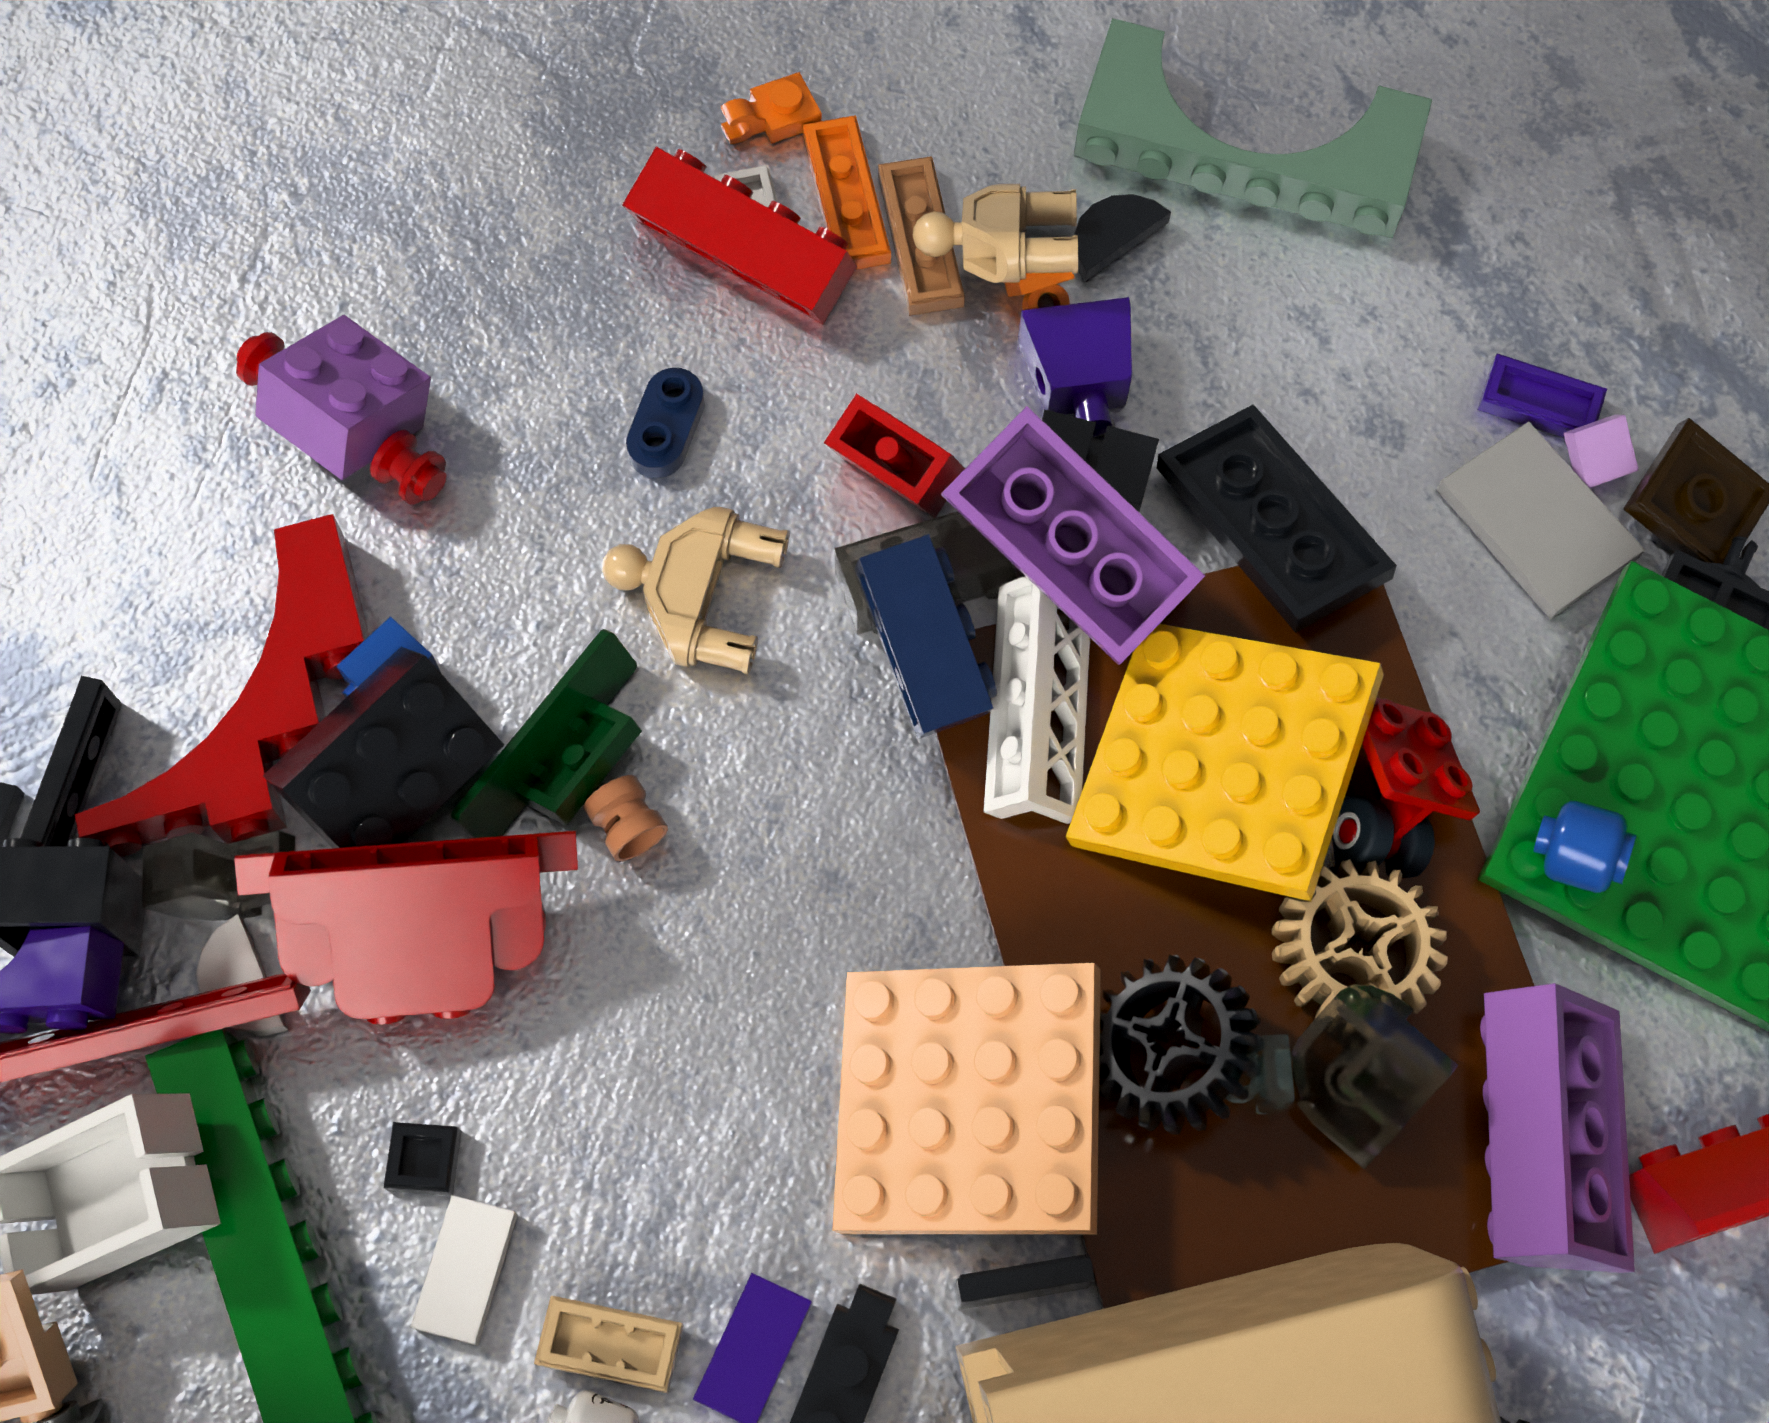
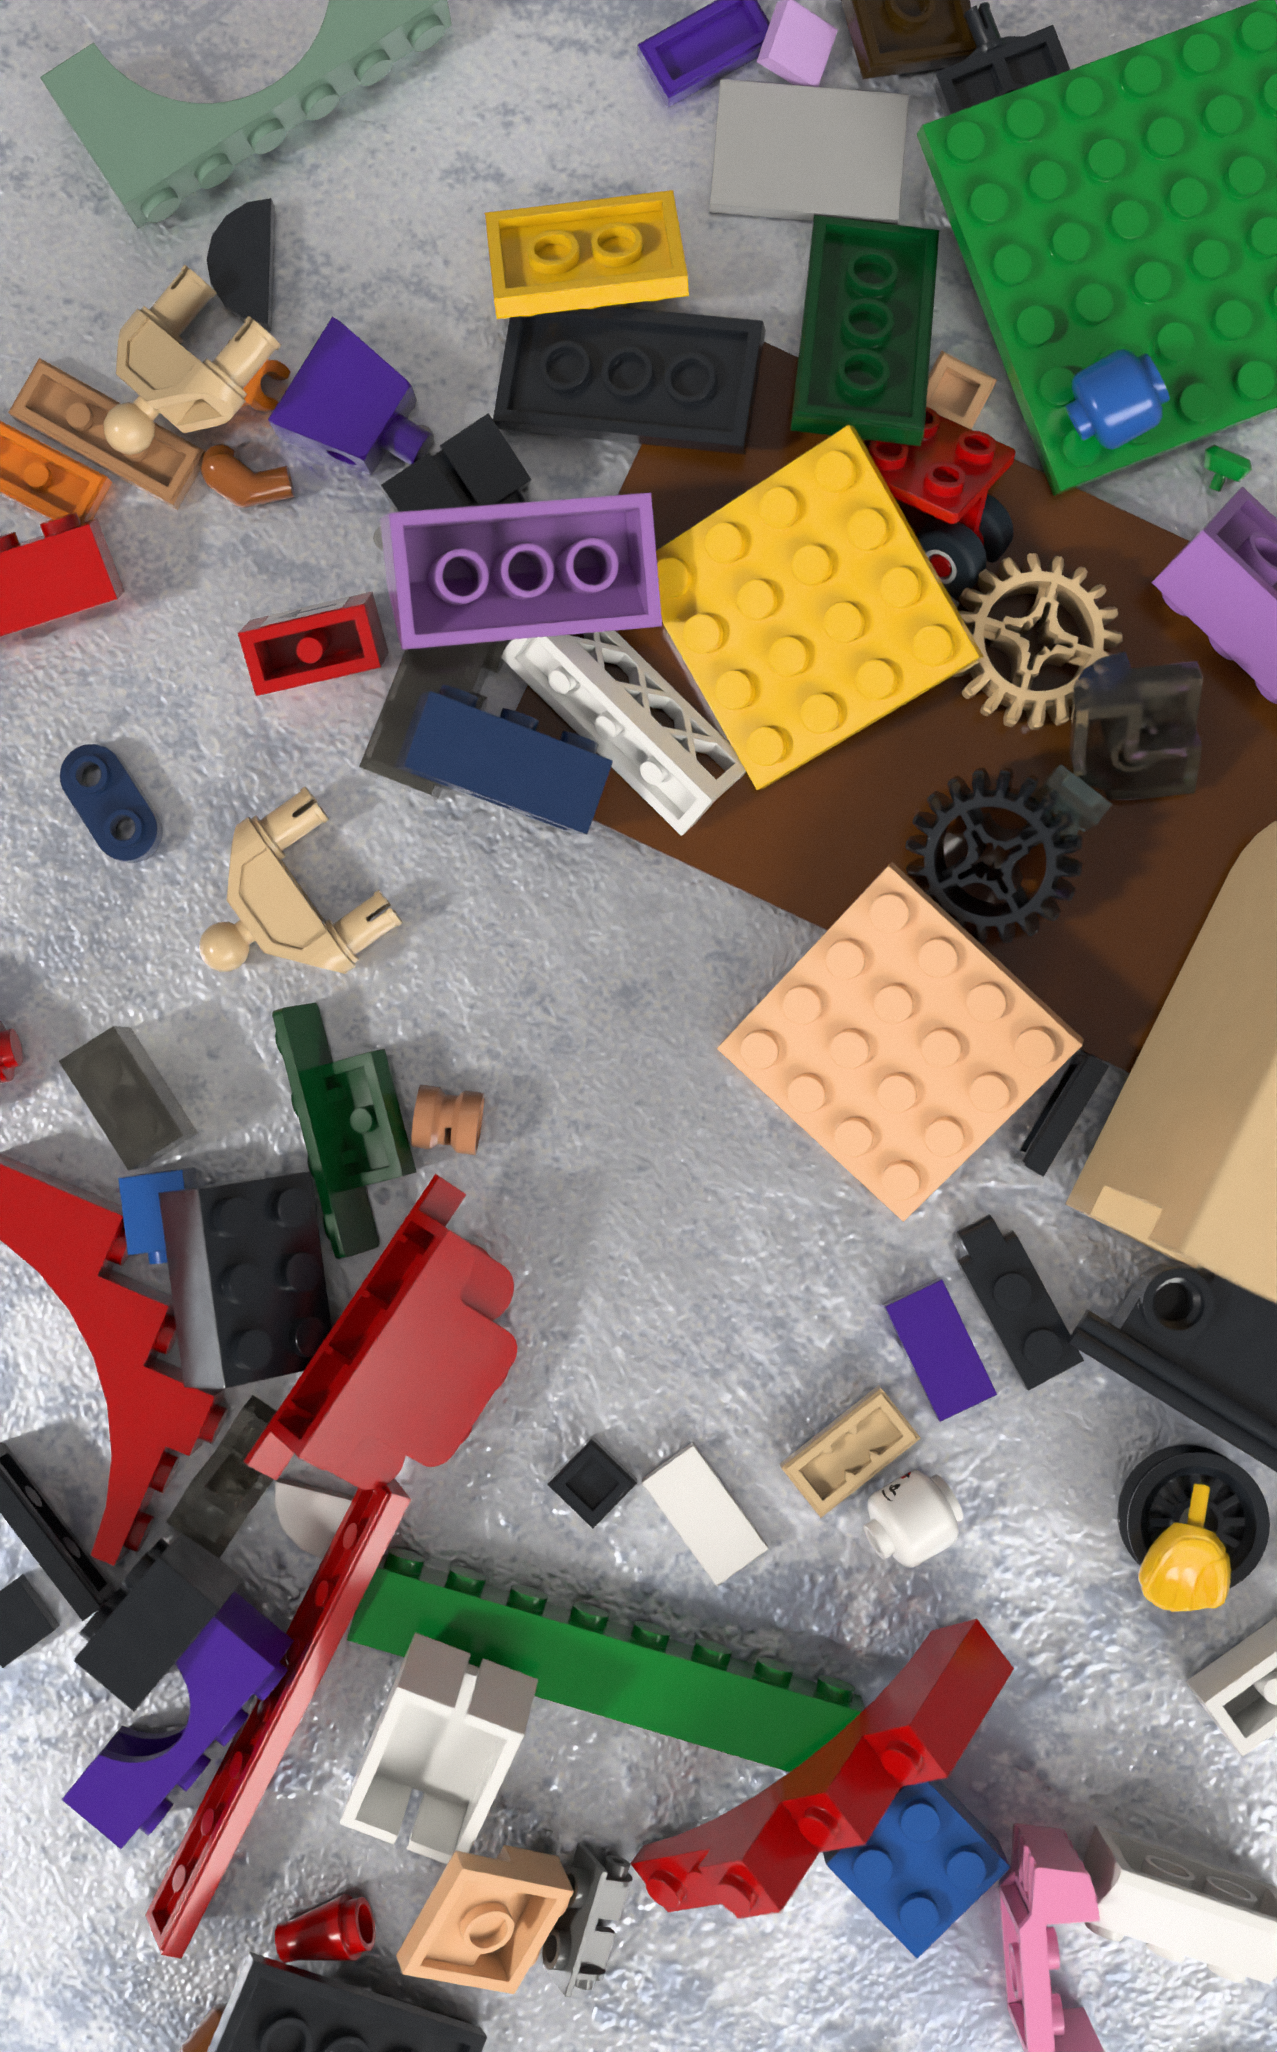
camera: 45 degrees left, 20 degrees up
(458, 585) = (128, 1097): none -> clear smoke brick
(963, 340) = (239, 483): none -> dark orange arm
(1326, 424) = (586, 254): none -> yellow plate
(1459, 643) = (866, 330): none -> dark green tile
(1483, 750) = (957, 390): none -> light nougat tile
(1621, 989) = (1225, 465): none -> green rock

